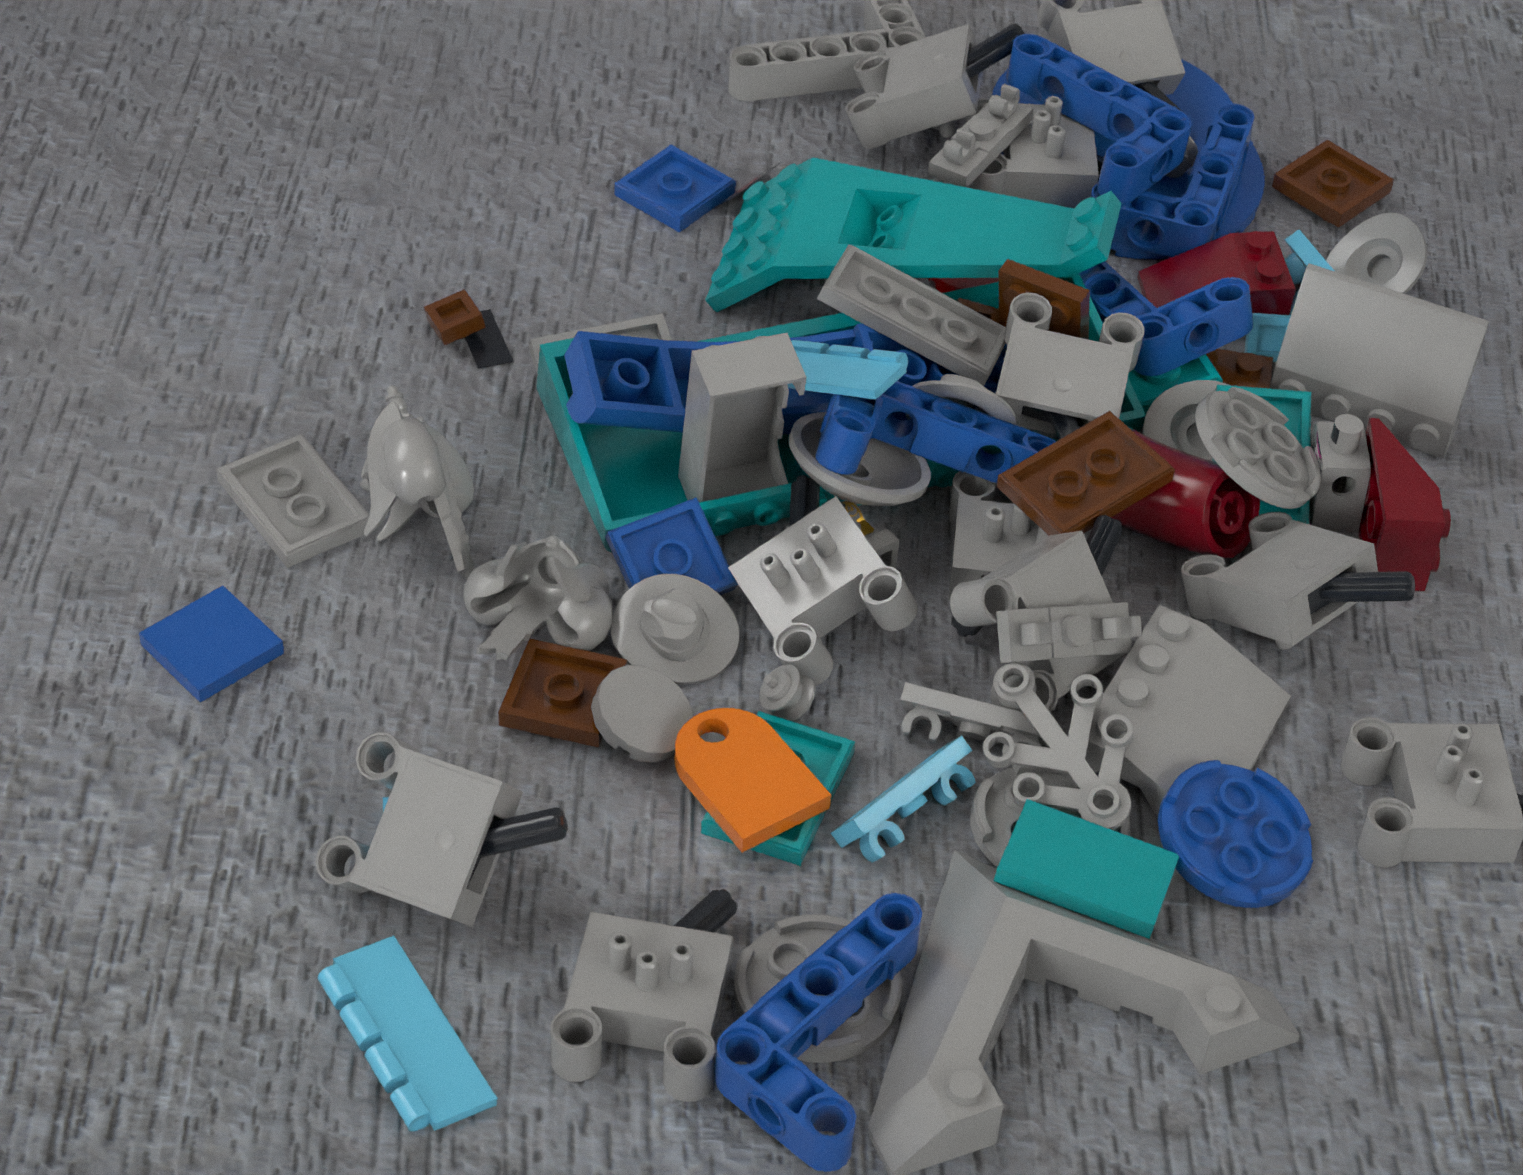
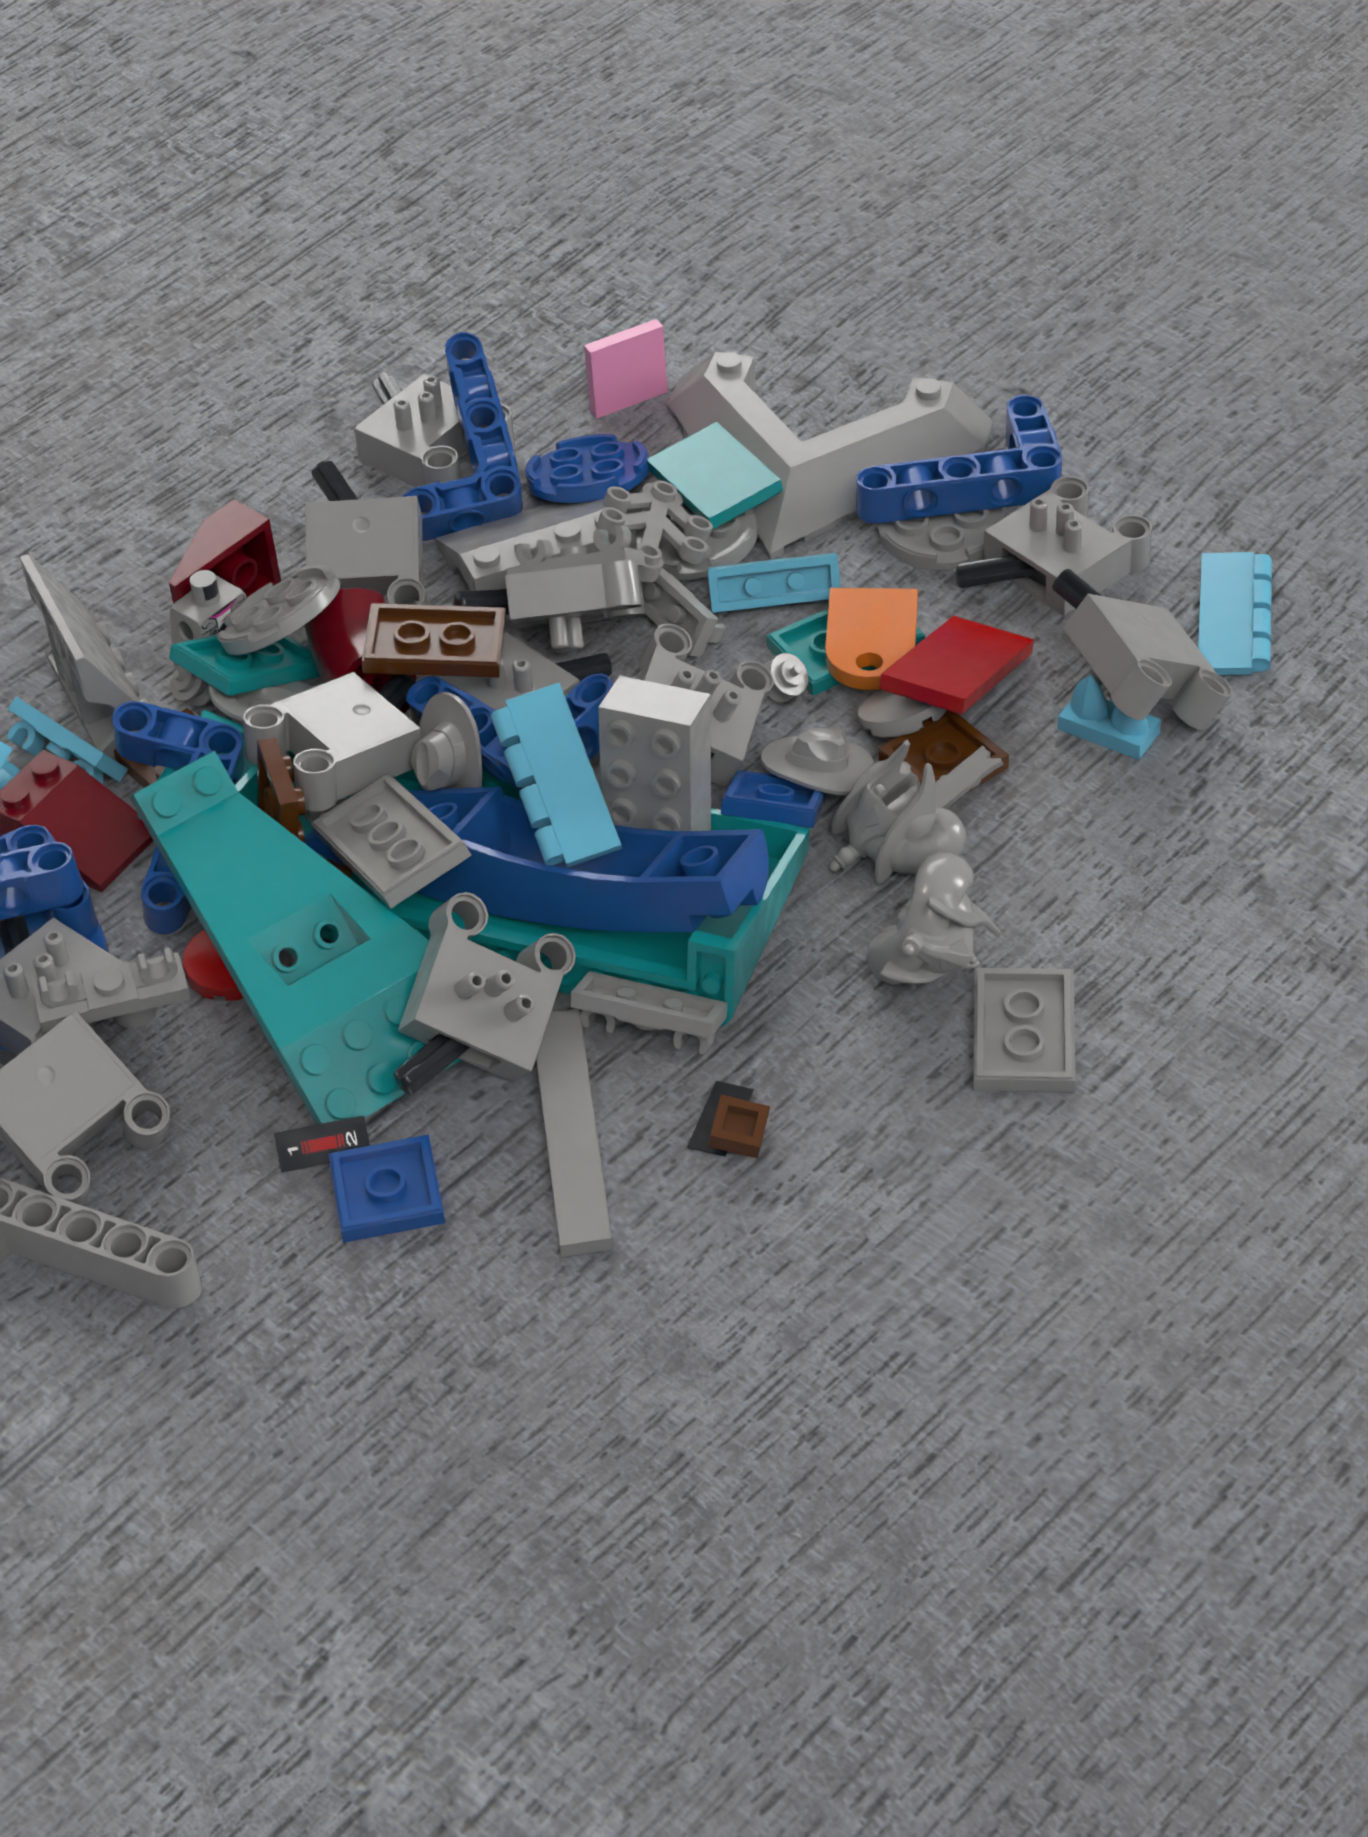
camera: 135 degrees left, 0 degrees up
(211, 643) = (1185, 931): blue tile -> none
(577, 268) = (572, 1137): none -> light grey tile
(623, 769) = (956, 664): none -> red tile
(715, 258) = (477, 1001): none -> light grey piece
(1299, 746) = (473, 499): none -> blue beam
(1334, 954) = (626, 368): none -> bright pink tile

